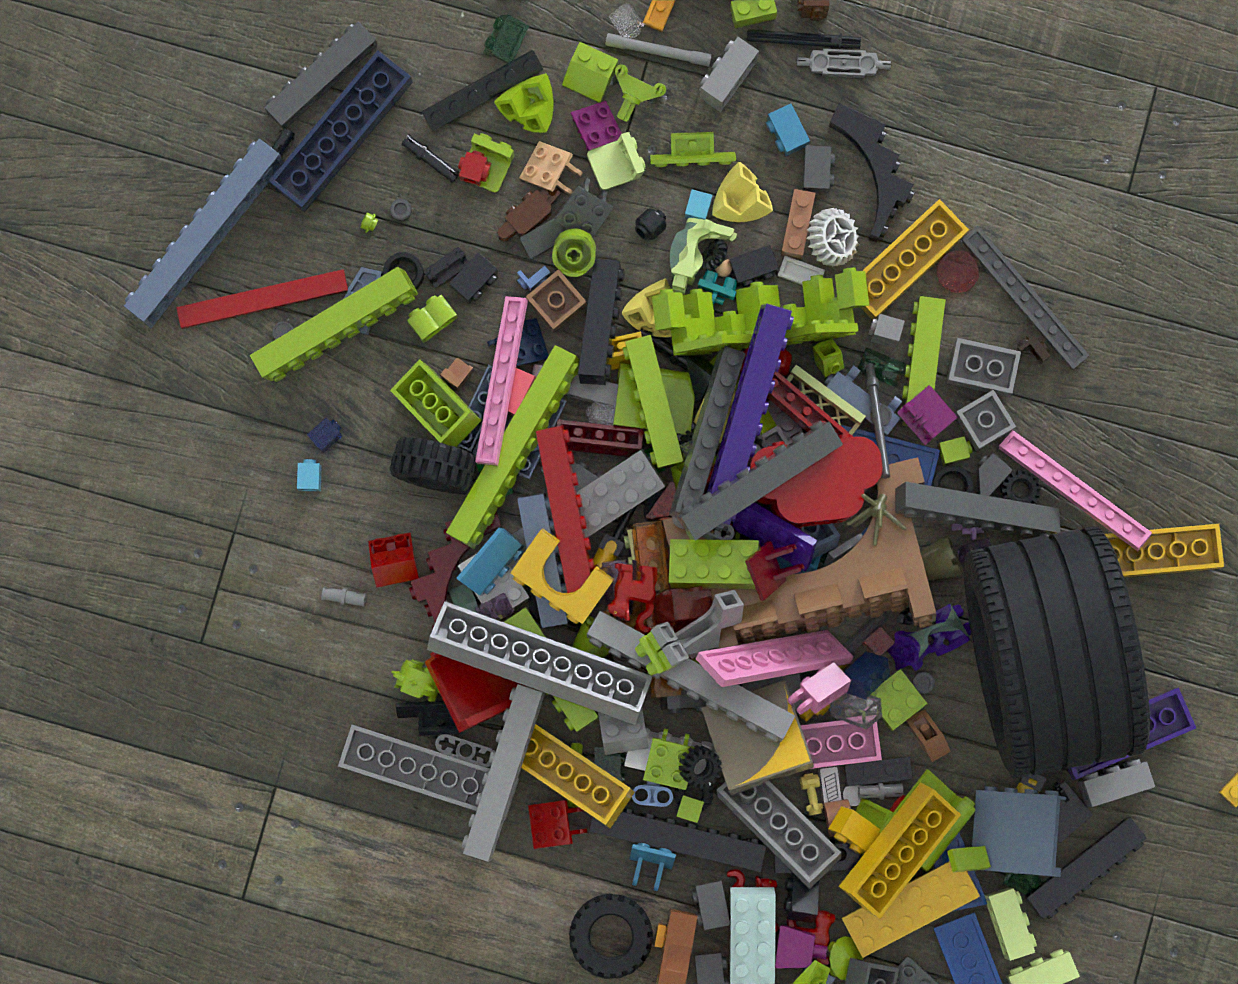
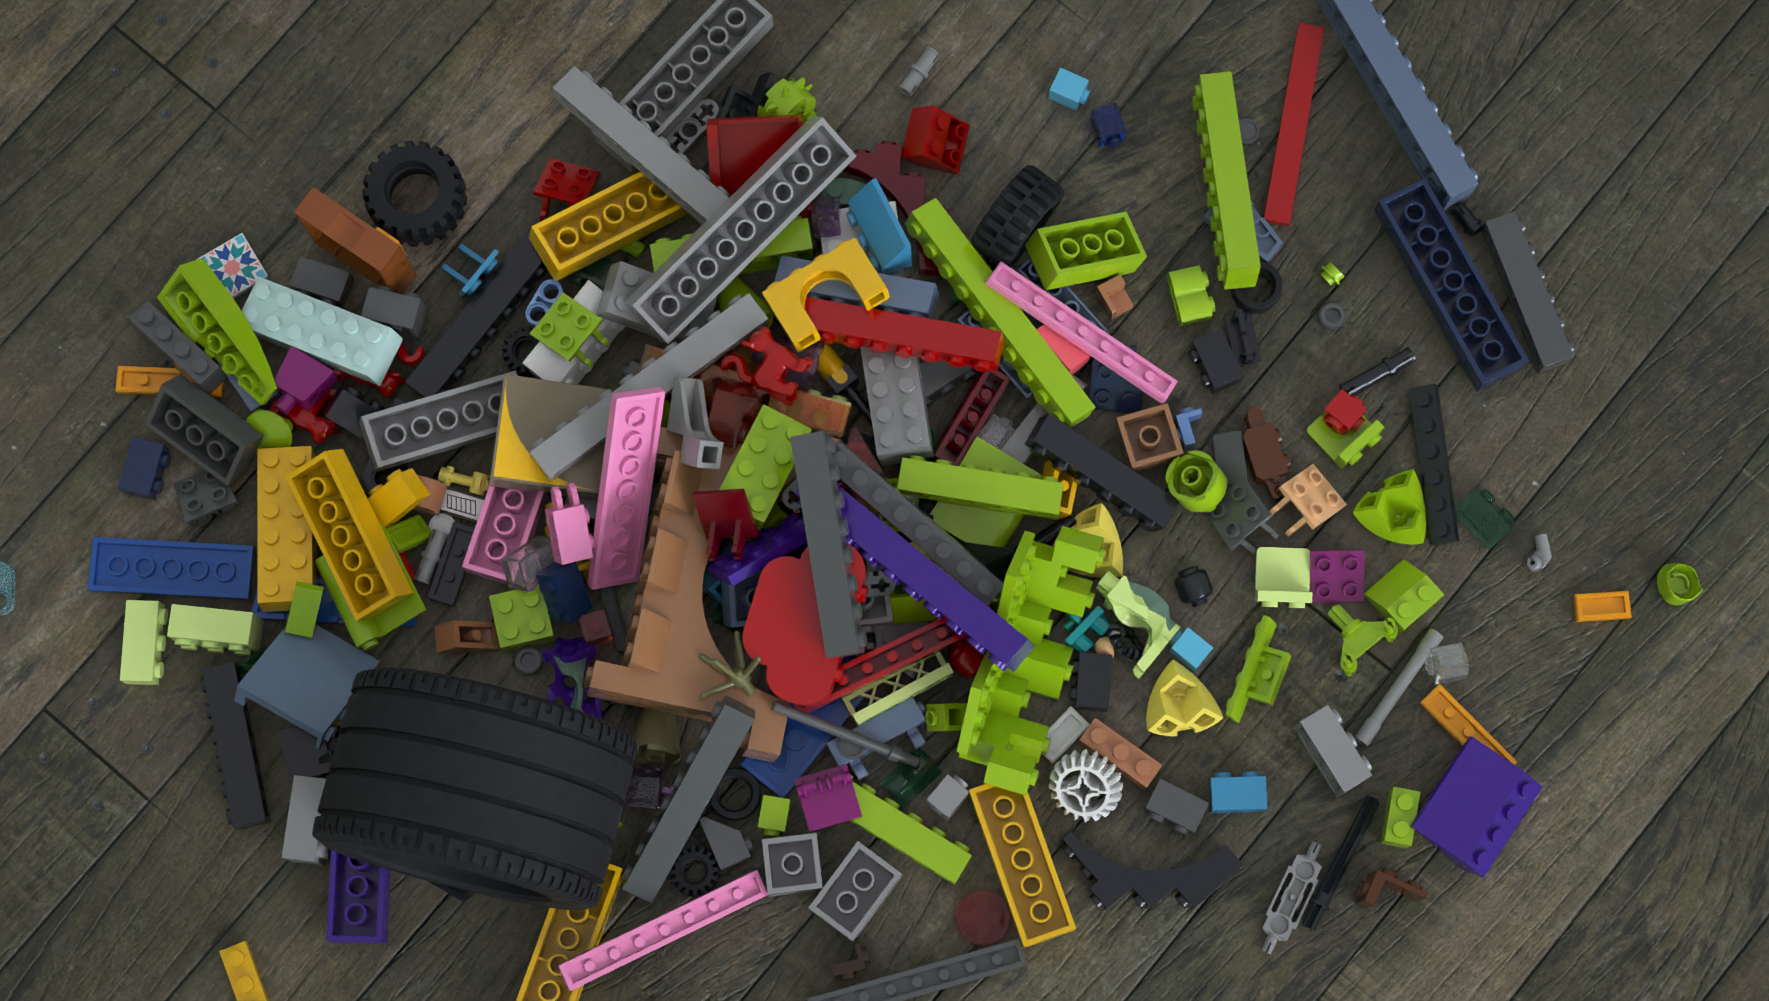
camera: 115 degrees right, 5 degrees down
(661, 649) = (695, 353): hips -> none
(690, 809) = (509, 336): lime tile -> none
(708, 773) = (532, 355): black tyre -> none
(842, 550) = (715, 627): light grey tile -> none

